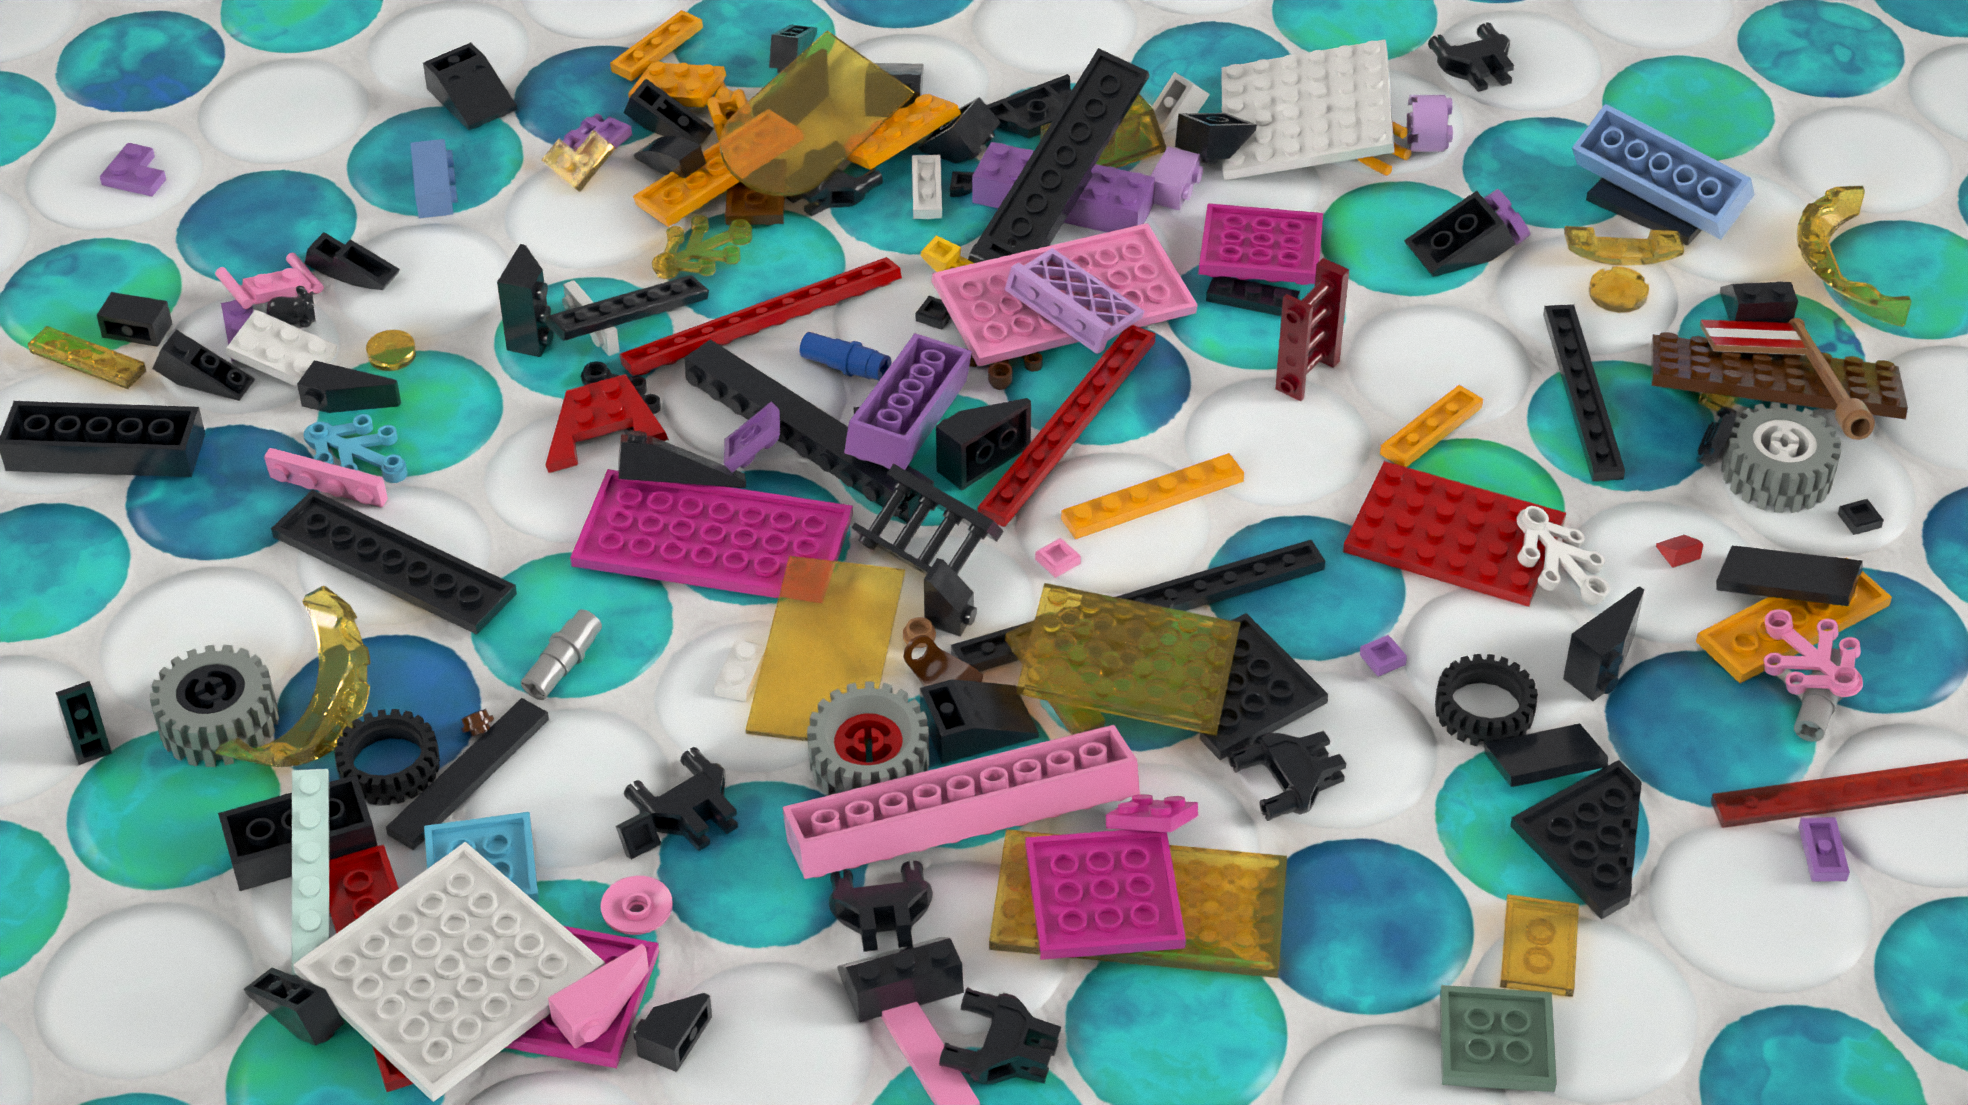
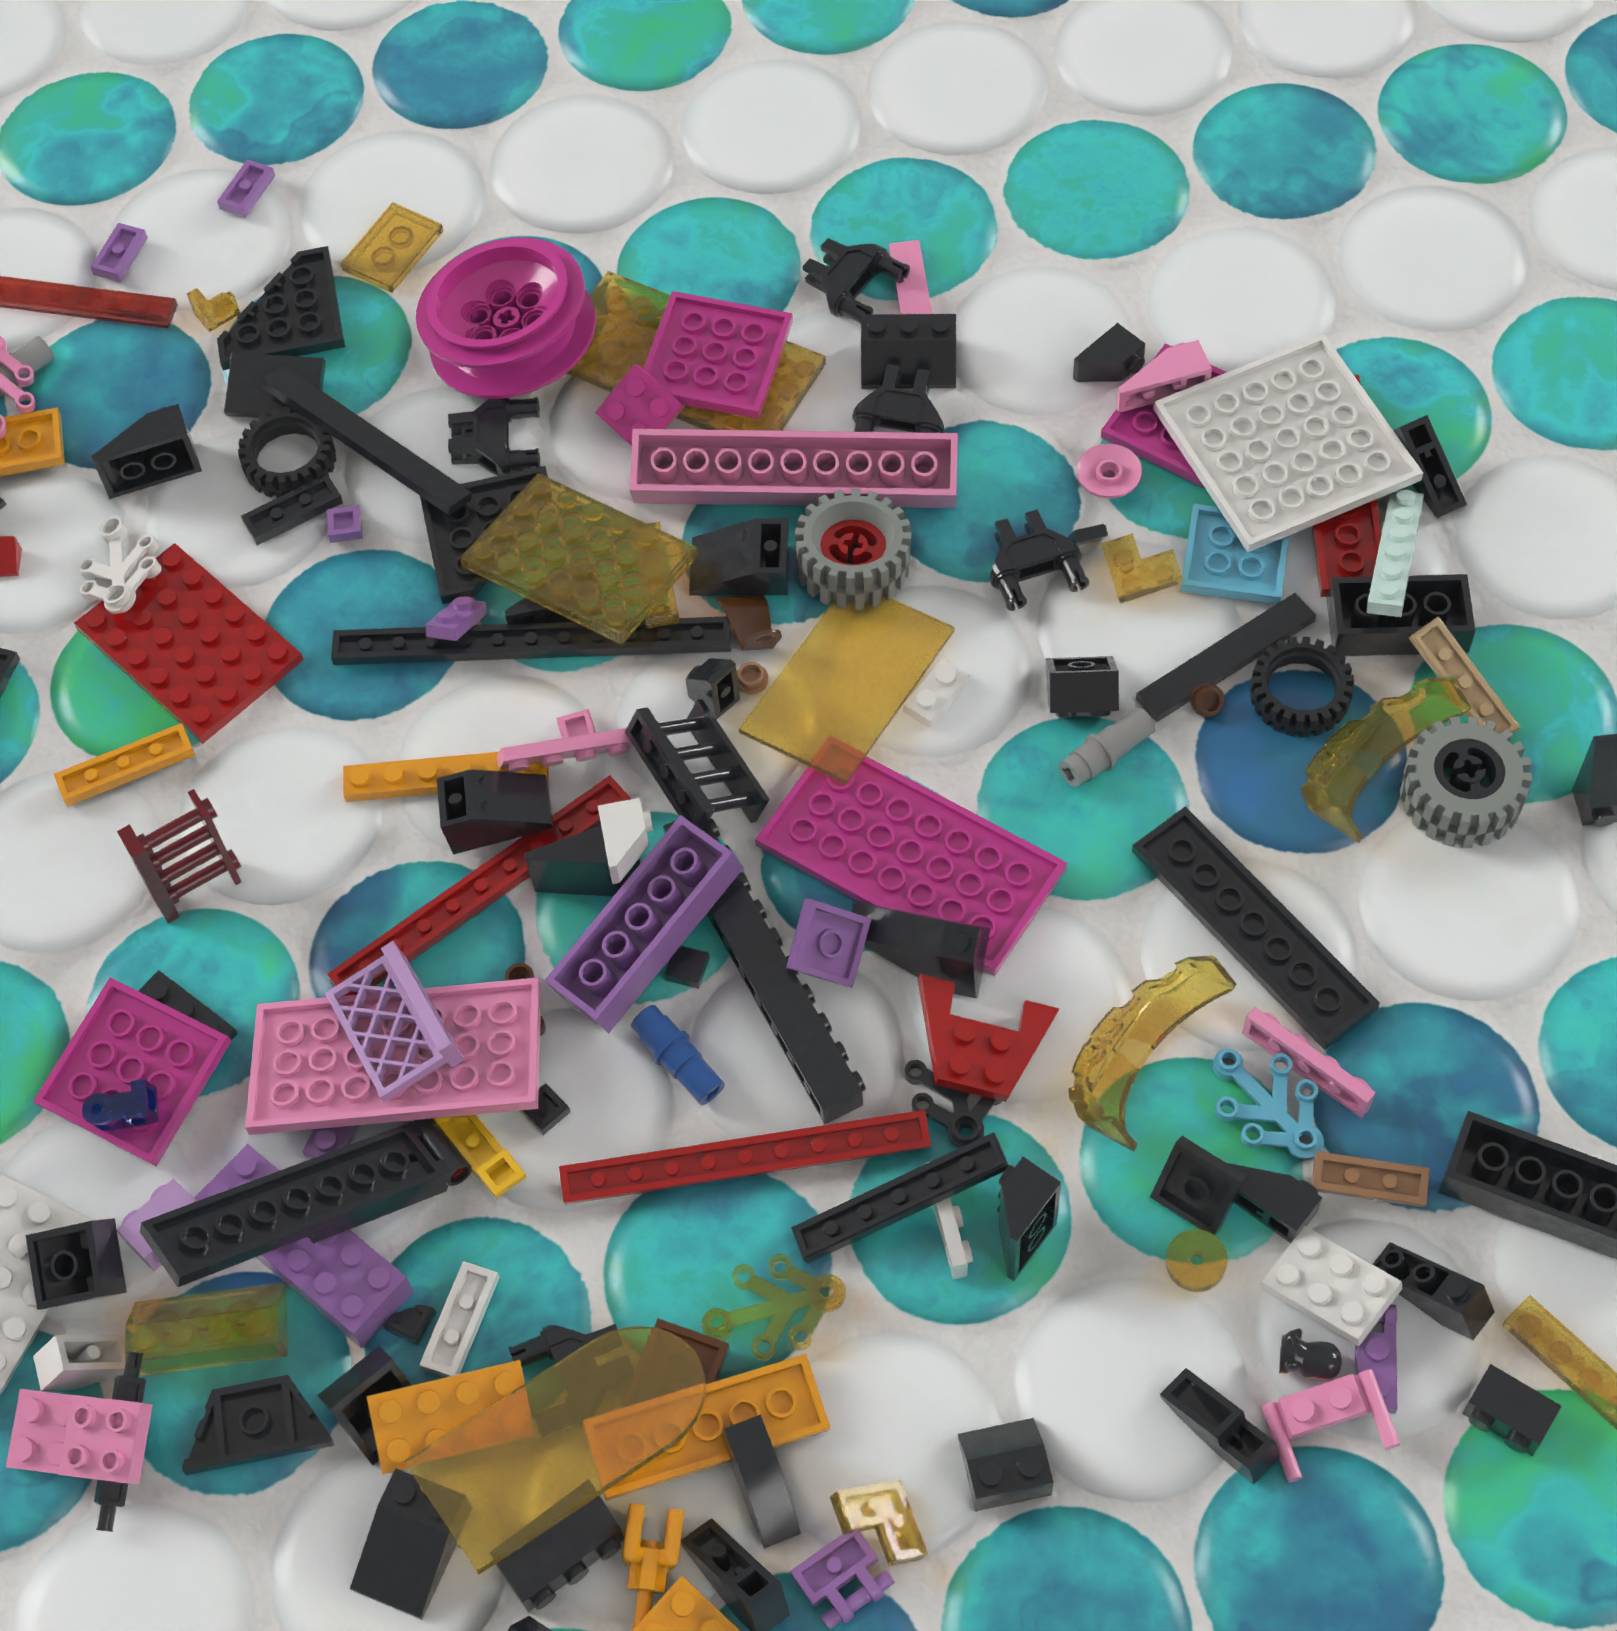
camera: 155 degrees left, 15 degrees up
(225, 782) = (1449, 659): none -> tan tile
(261, 420) = (1370, 1179): none -> medium nougat plate
(397, 367) = (1198, 1186): none -> black plate
(433, 178) = (1080, 1560): medium blue brick -> none
(494, 429) = (1130, 1035): none -> clear yellow windscreen
(501, 208) = (1006, 1464): none -> black slope
(579, 810) = (1138, 576): none -> clear yellow plate
(603, 704) = (1082, 685): none -> black slope
(951, 416) = (624, 835): none -> white slope
(1051, 515) = (554, 751): none -> bright pink plate
(1089, 458) = (492, 807): none -> black slope
(1134, 48) = (86, 1437): none -> bright pink piece
(1217, 588) = (456, 619): none -> medium lavender plate
(1246, 209) = (123, 1109): none -> clear blue leg
(1342, 850) = (506, 318): none -> dark pink wheel
(1411, 710) = (366, 440): none -> black tile
(1448, 645) = (291, 509): none -> black plate
(1497, 1038) = (474, 184): sand green plate -> none
(1676, 819) = (215, 311): none -> clear yellow panel
(1748, 959) = (246, 188): none -> medium lavender plate

